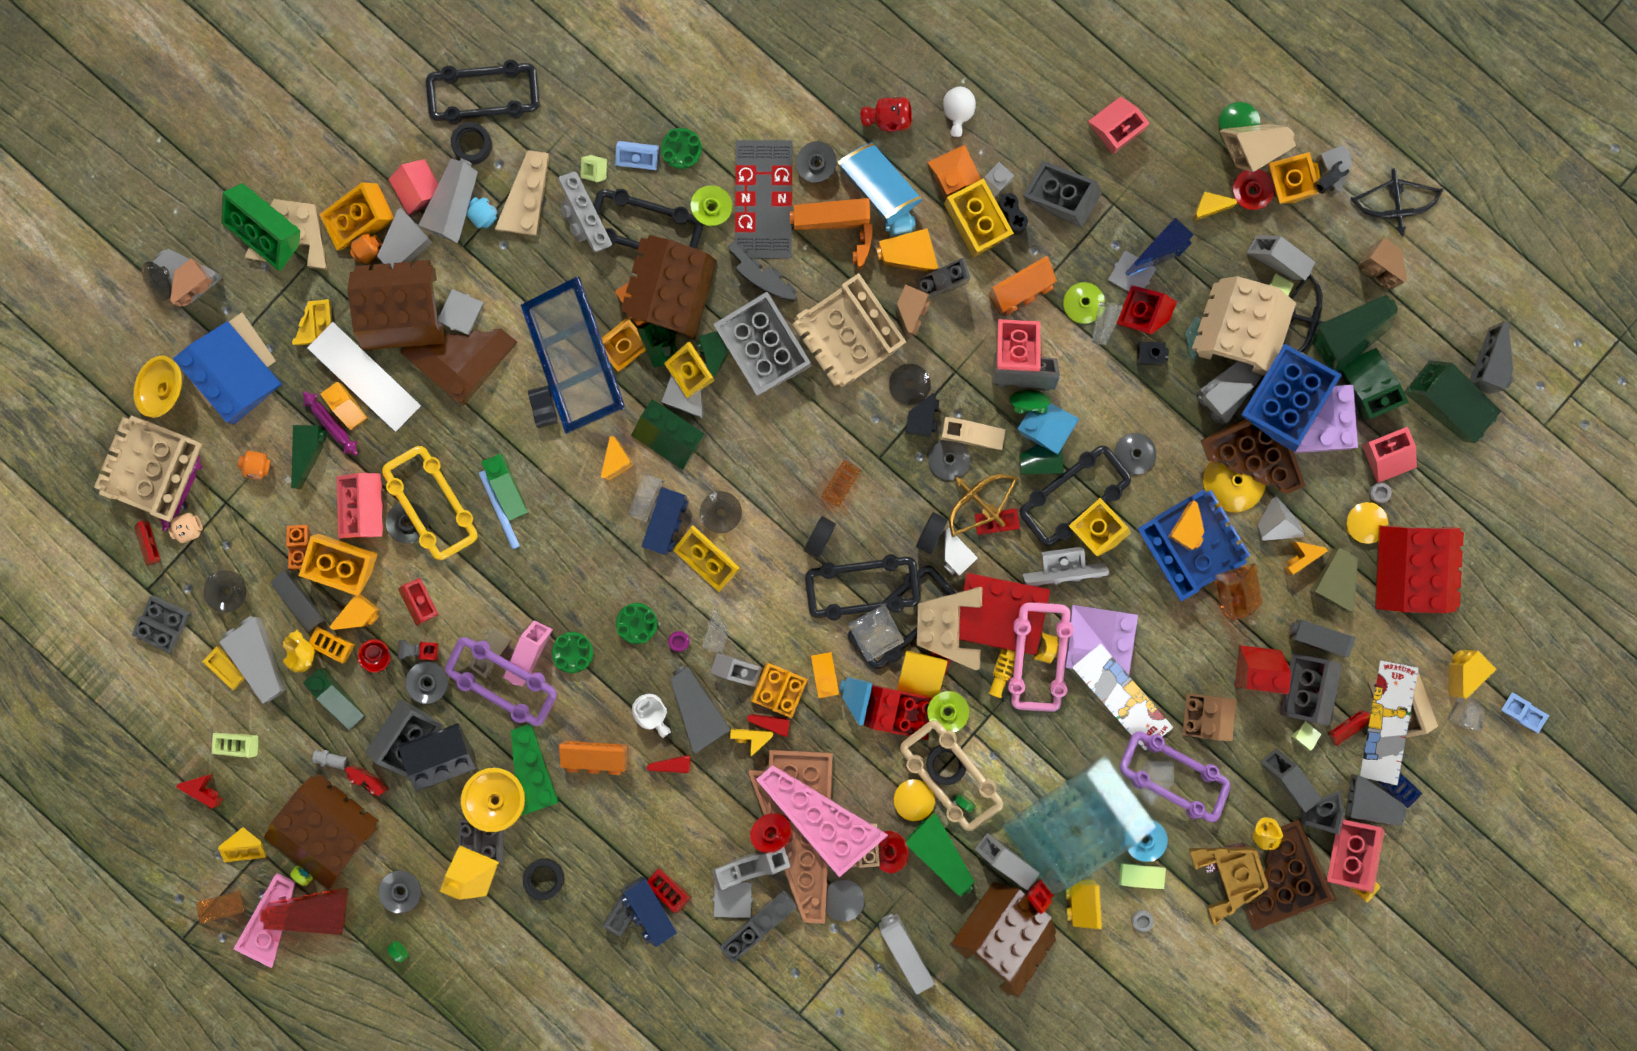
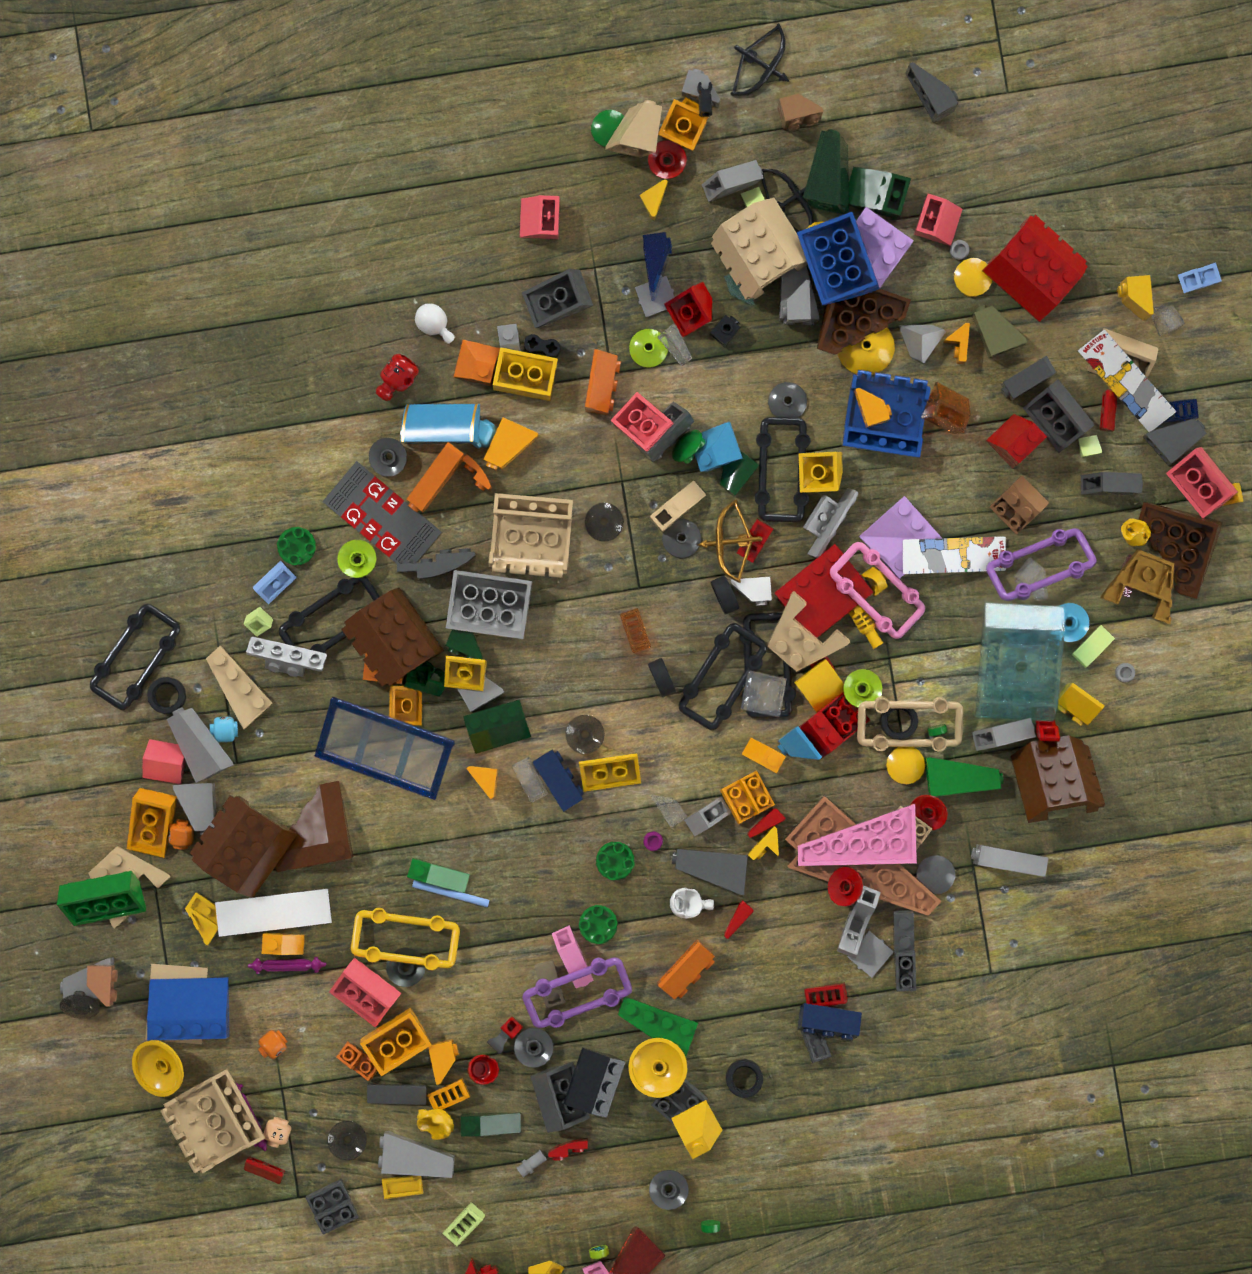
camera: 50 degrees left, 0 degrees up
(306, 448) = (291, 996): dark green slope -> none
(321, 829) = (577, 1211): reddish brown slope -> none
(418, 601) = (469, 1006): red slope -> none
(460, 312) = (283, 804): light grey piece -> none
(542, 406) = (402, 800): black axle -> none
(909, 308) = (550, 477): medium nougat slope -> none
(920, 418) = (636, 534): black slope -> none
(945, 278) = (549, 435): dark grey slope -> none
(1326, 814) = (1155, 479): dark grey slope -> none
(1453, 400) = (936, 144): clear green slope -> none

